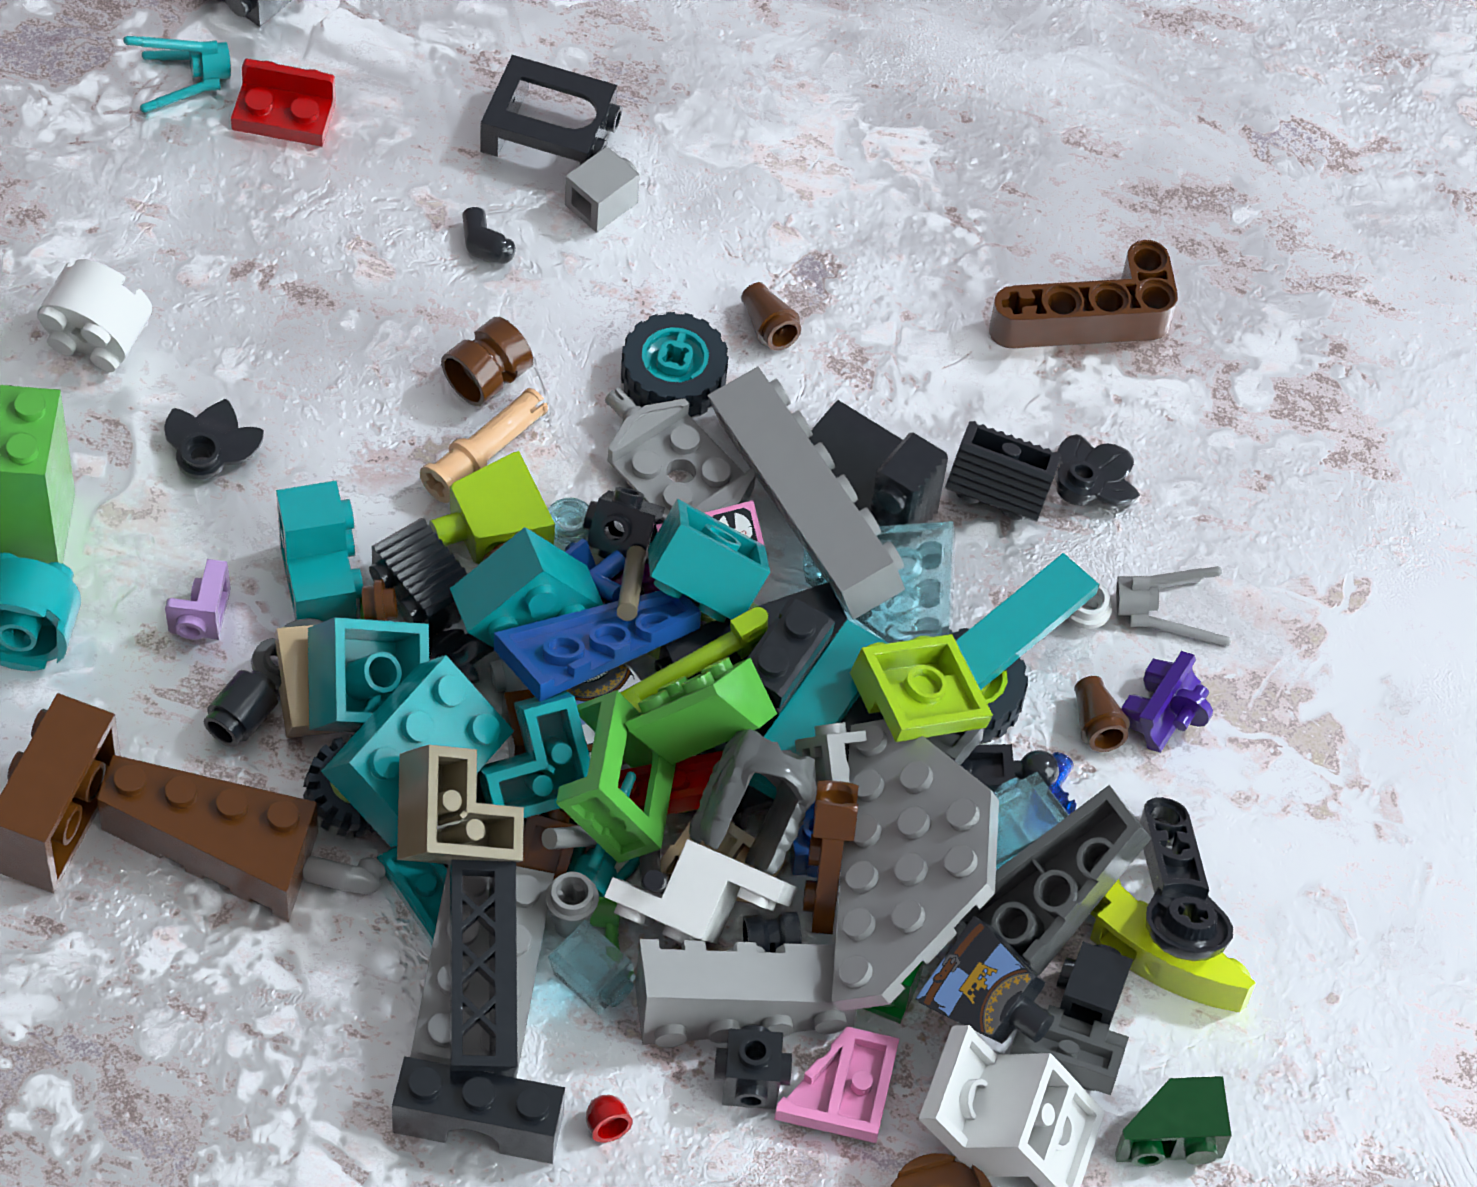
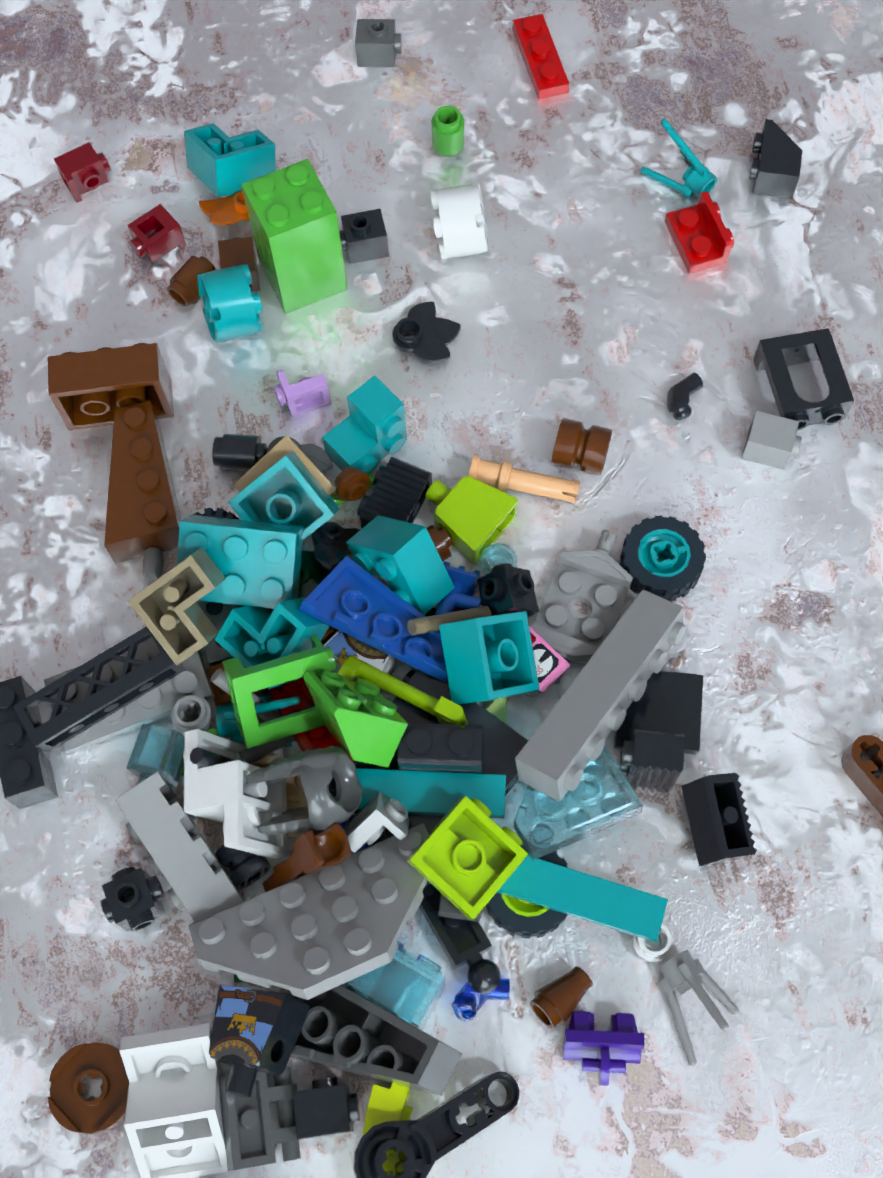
camera: 70 degrees right, 10 degrees up
(608, 1118) = (59, 824): red hinge -> none
(772, 318) = (745, 598): reddish brown cone -> none
(845, 1087) = (155, 971): bright pink wing -> none
(1094, 473) = (779, 887): black plate -> none

